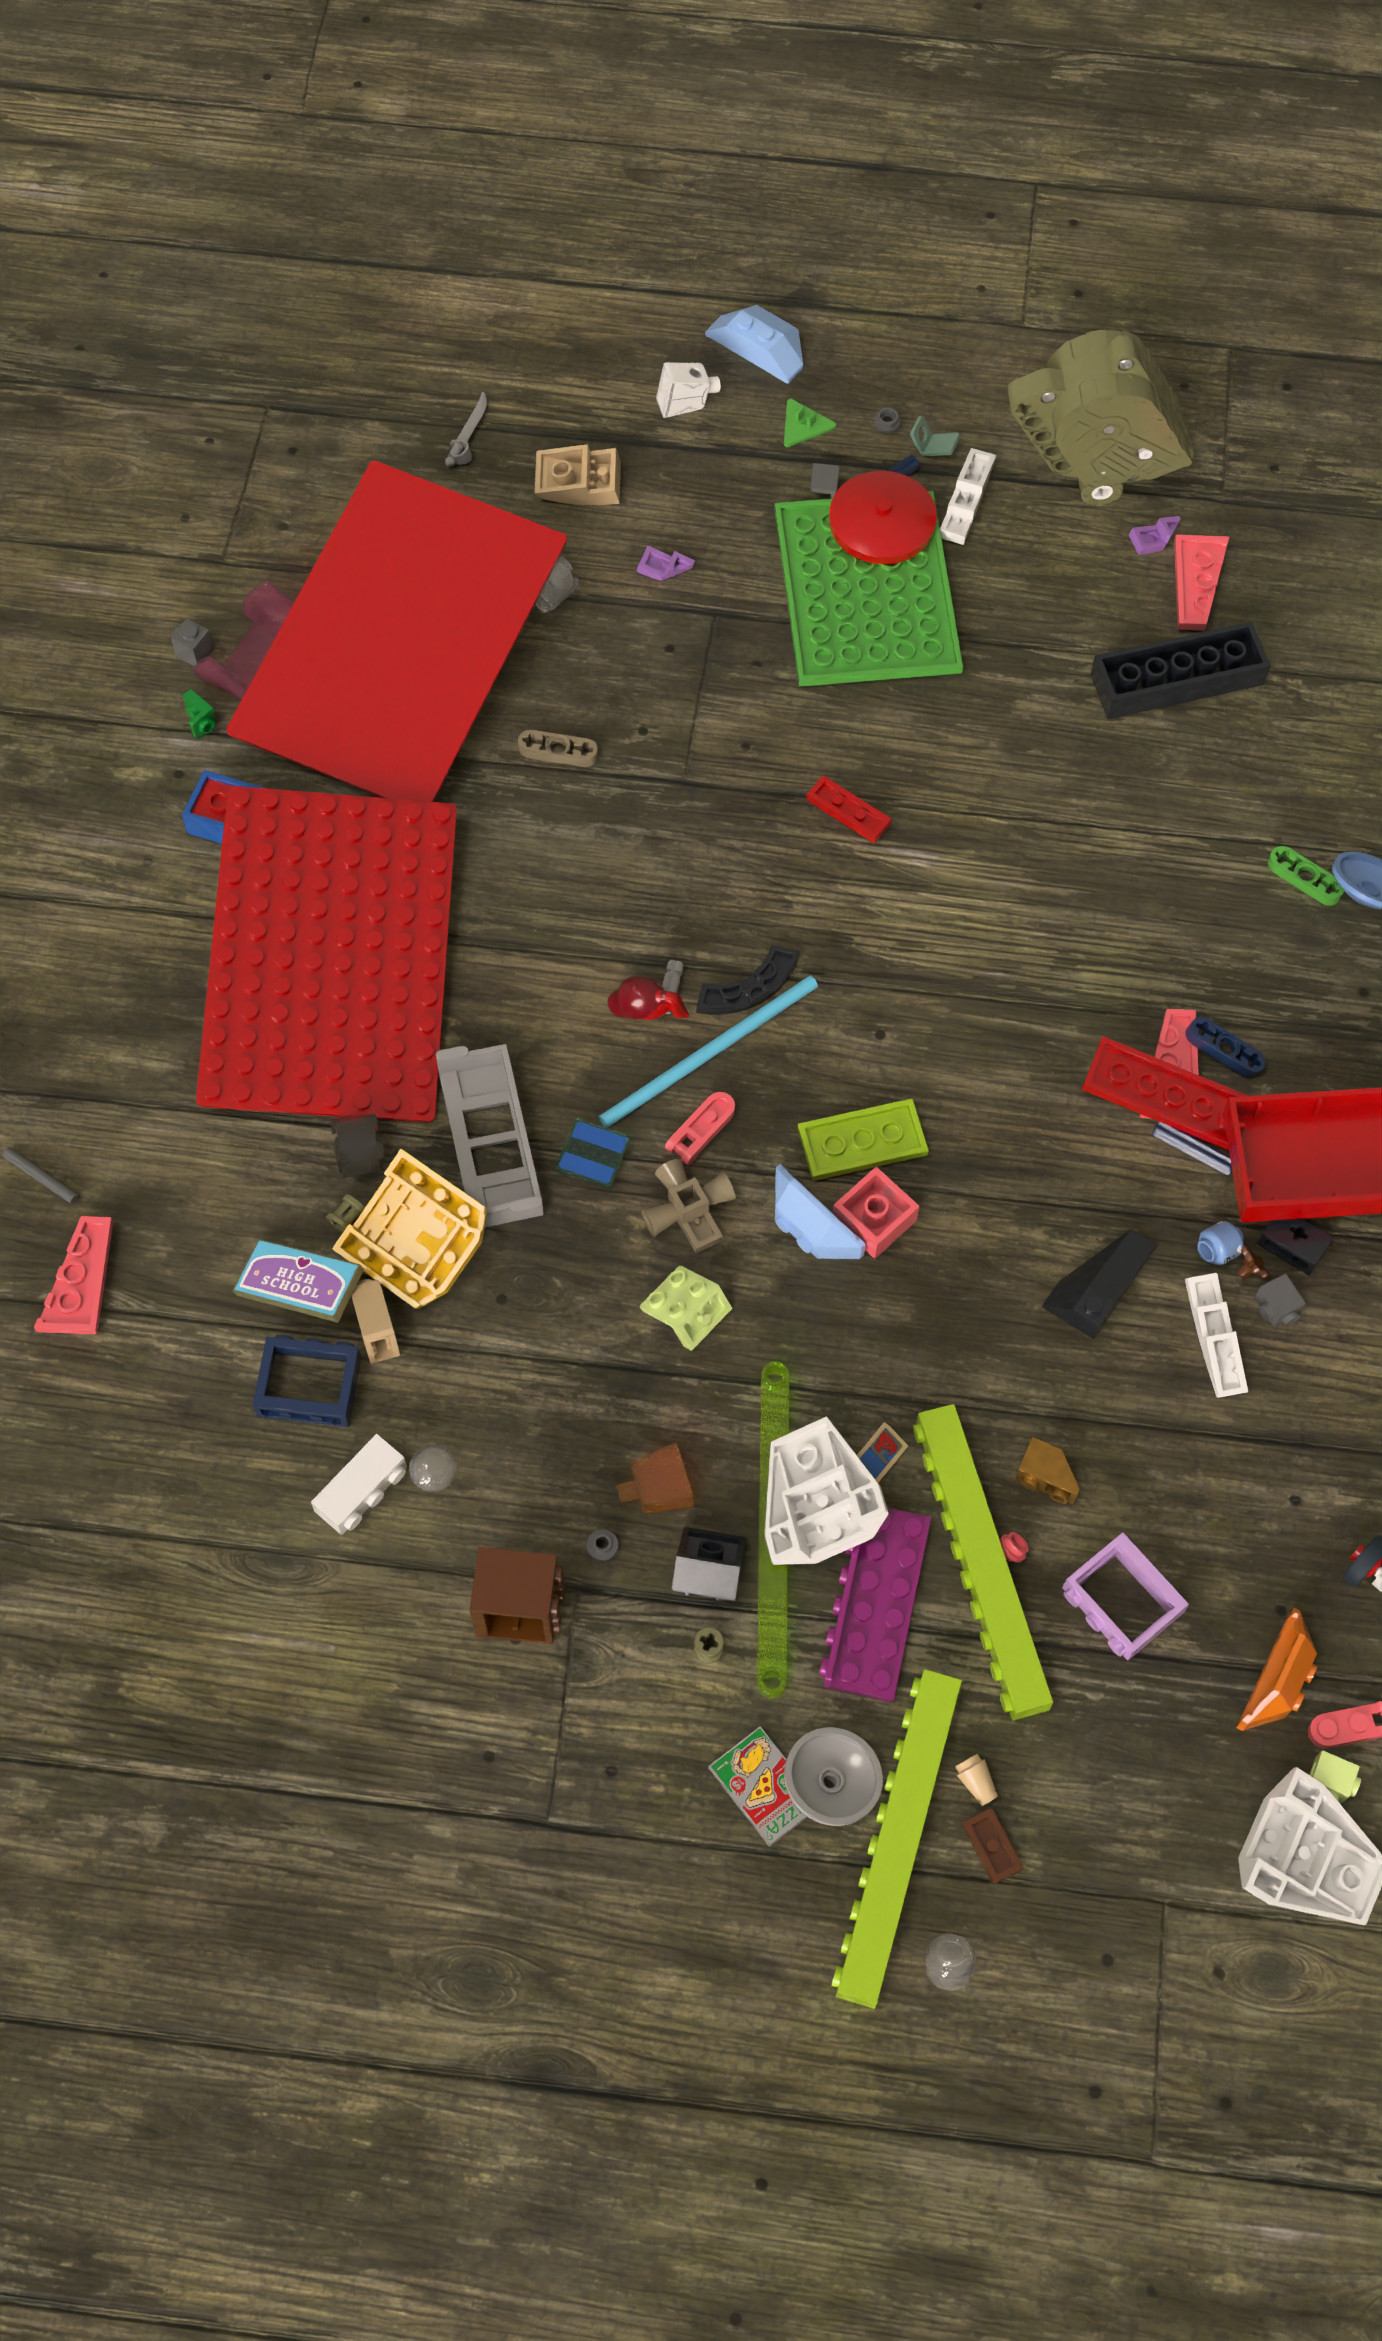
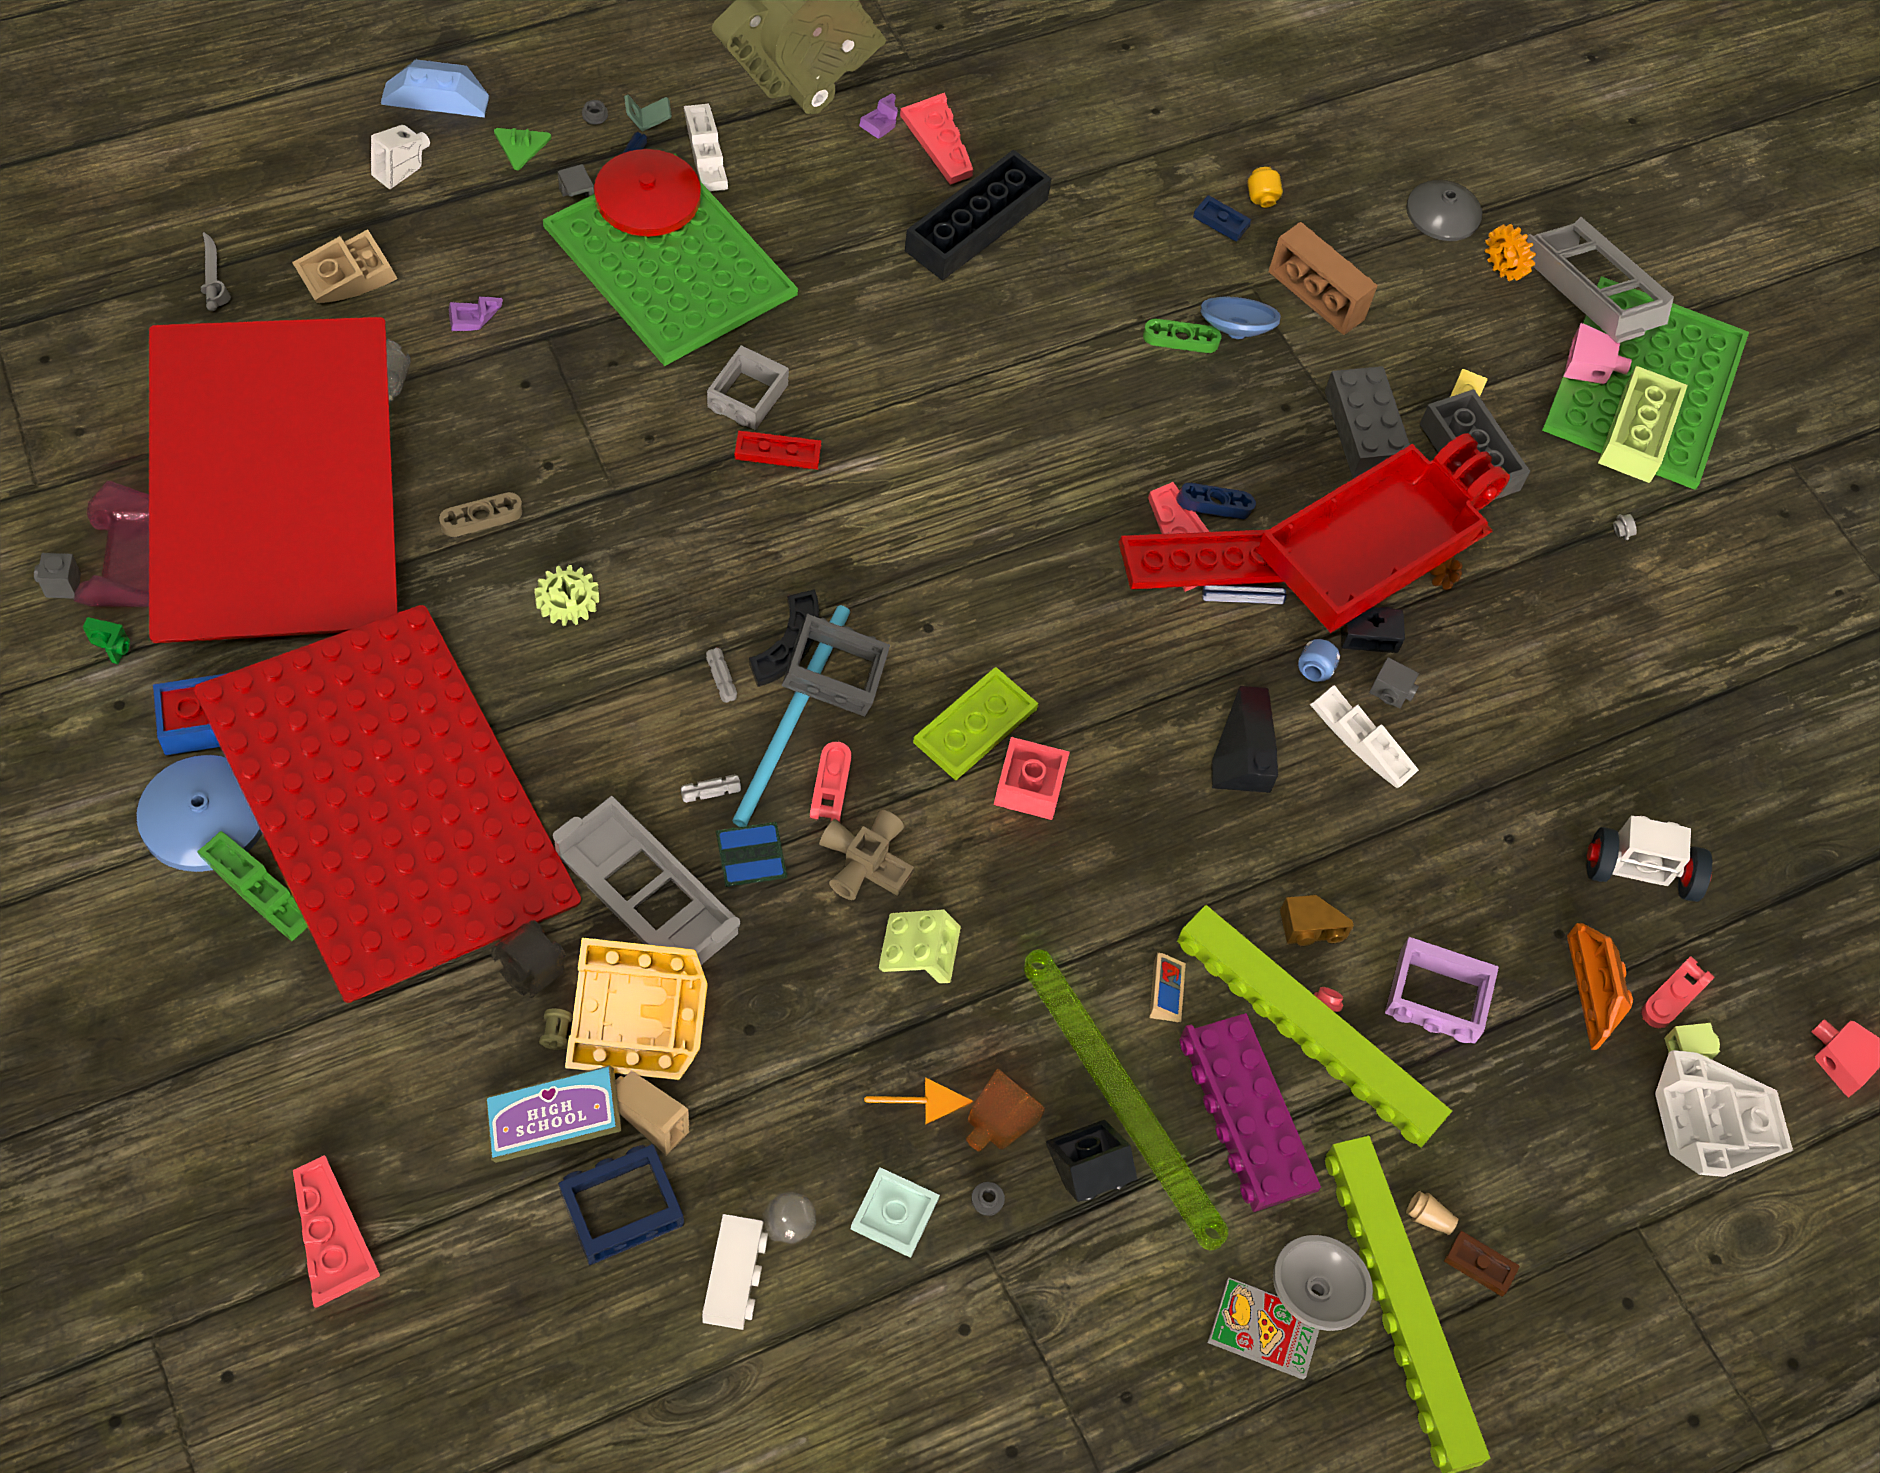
camera: 40 degrees left, 5 degrees down
(40, 1175) = (221, 1154): dark grey bar -> none
(177, 894) = (189, 807): none -> medium blue dish
(187, 970) = (254, 884): none -> bright green slope
(517, 1595) = (954, 1285): reddish brown container -> none
(518, 1511) = (895, 1212): none -> light aqua plate
(592, 860) = (554, 602): none -> yellowish green gear
(598, 1080) = (710, 788): none -> light grey axle
(616, 1444) = (937, 1100): none -> light orange piece
(645, 999) = (707, 696): dark red hair -> none
(703, 1638) = (1146, 1226): olive bush -> none
(748, 1045) = (829, 689): none -> dark grey window
(812, 1222) = (979, 812): light blue wedge -> none
(818, 1497) = (1154, 1043): white wedge -> none
(879, 725) = (756, 367): none -> light grey window
(950, 1961) = (1514, 1383): clear hair -> none
(1252, 1265) = (1353, 666): reddish brown plant -> none

